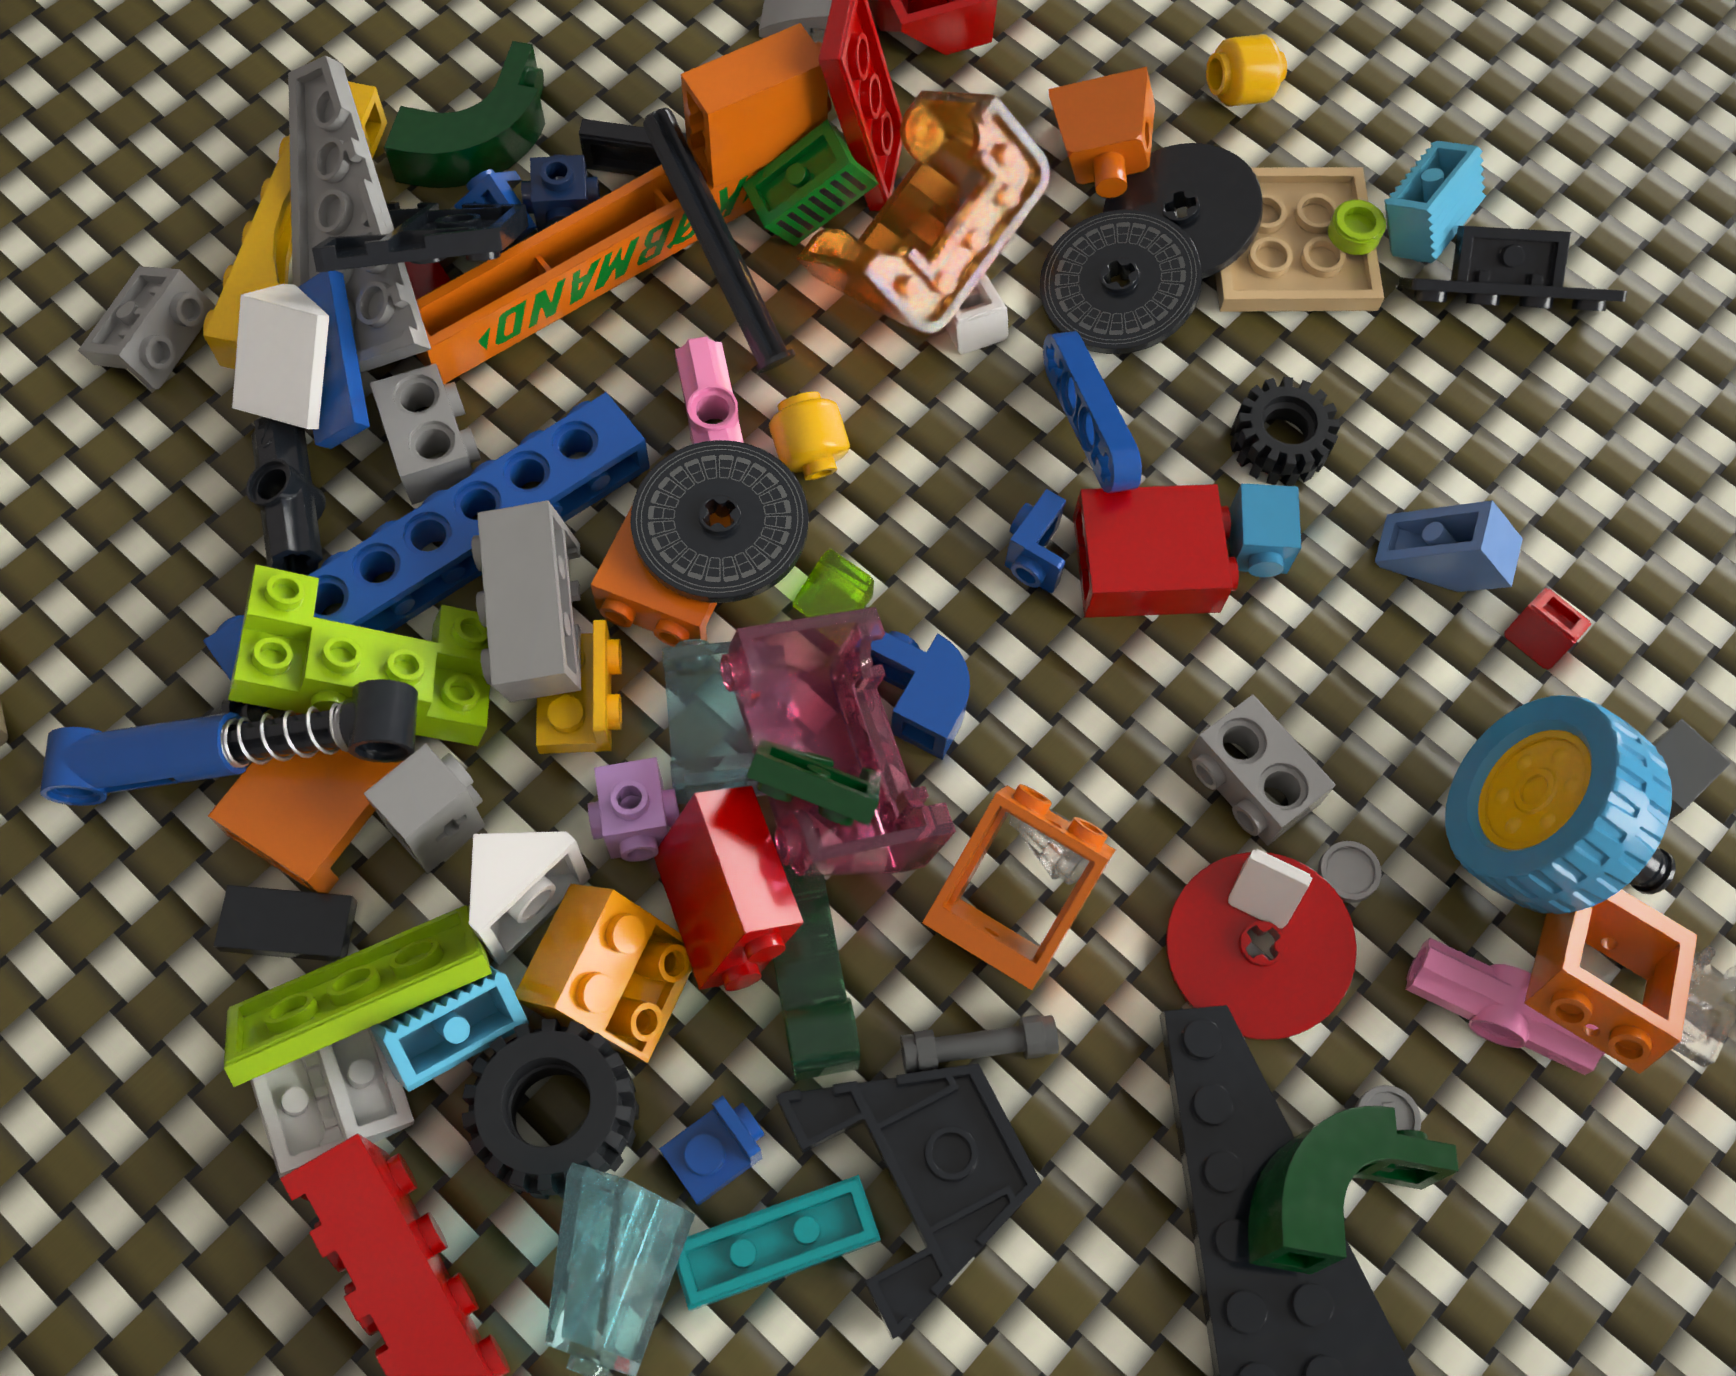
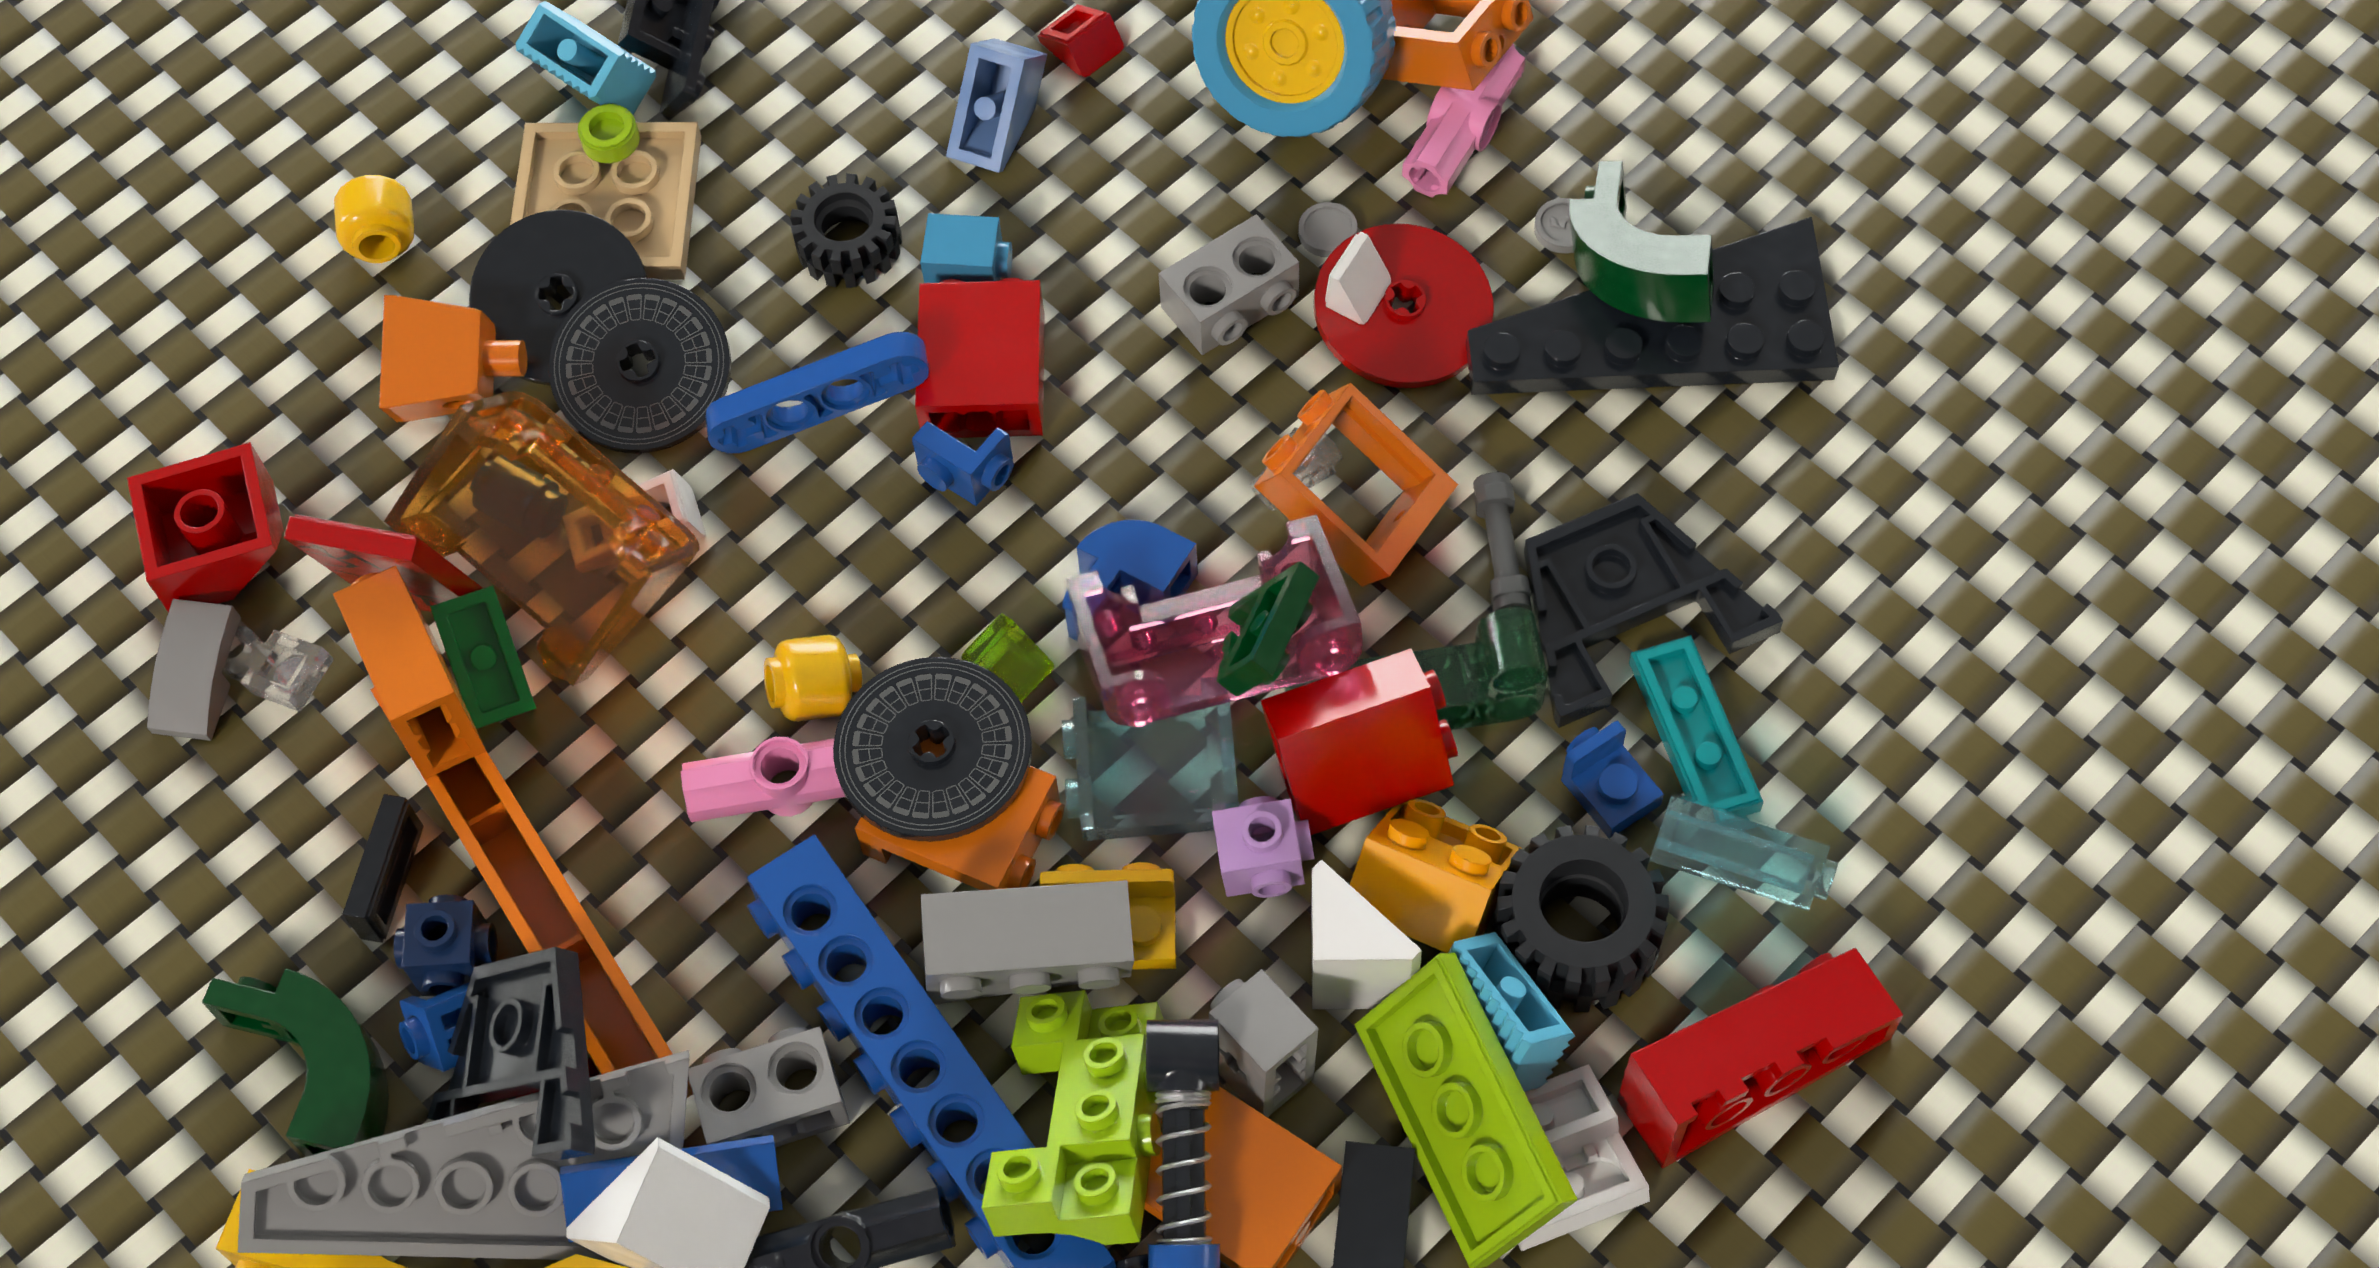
camera: 80 degrees left, 5 degrees down
(716, 240) = (557, 751): black axle -> none

